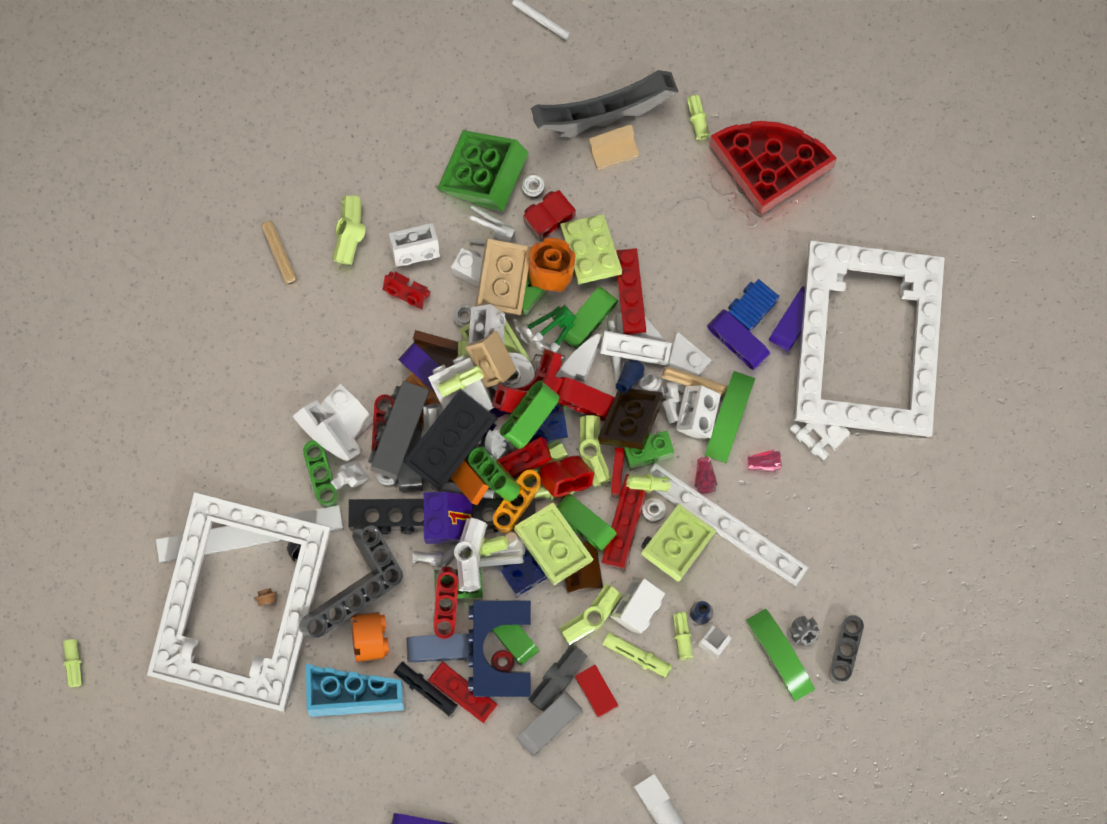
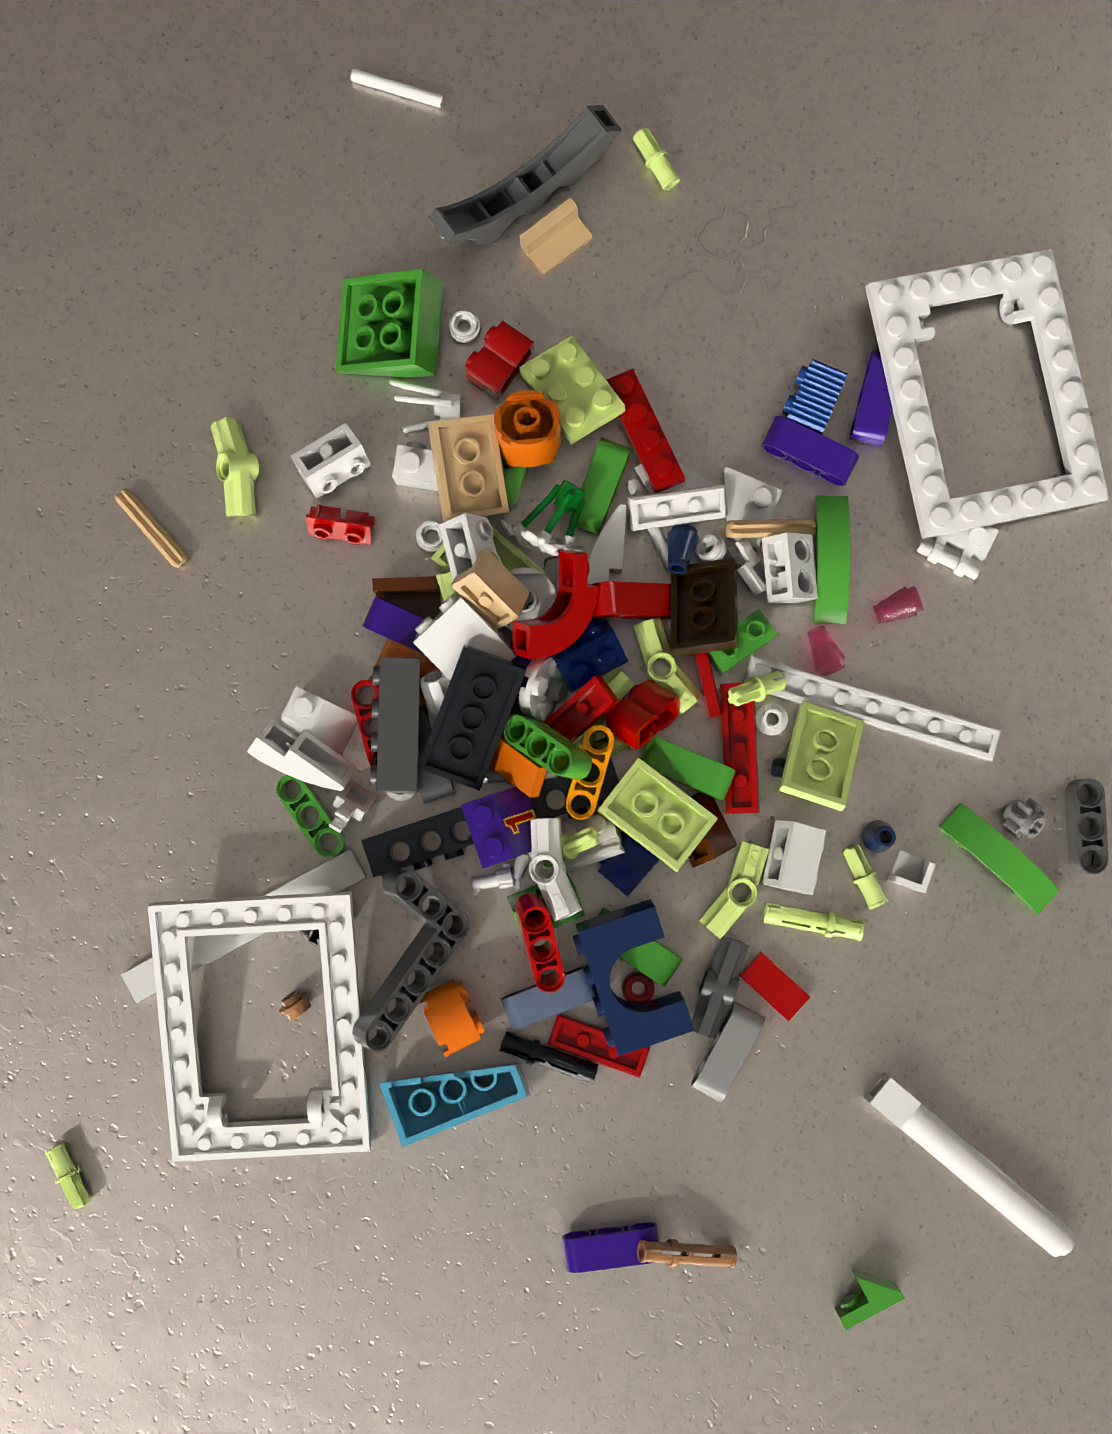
camera: 10 degrees left, 10 degrees up
(460, 380) = (460, 634): yellowish green axle -> none
(529, 414) = (570, 652): bright green beam -> none
(771, 160) = (775, 187): red brick -> none

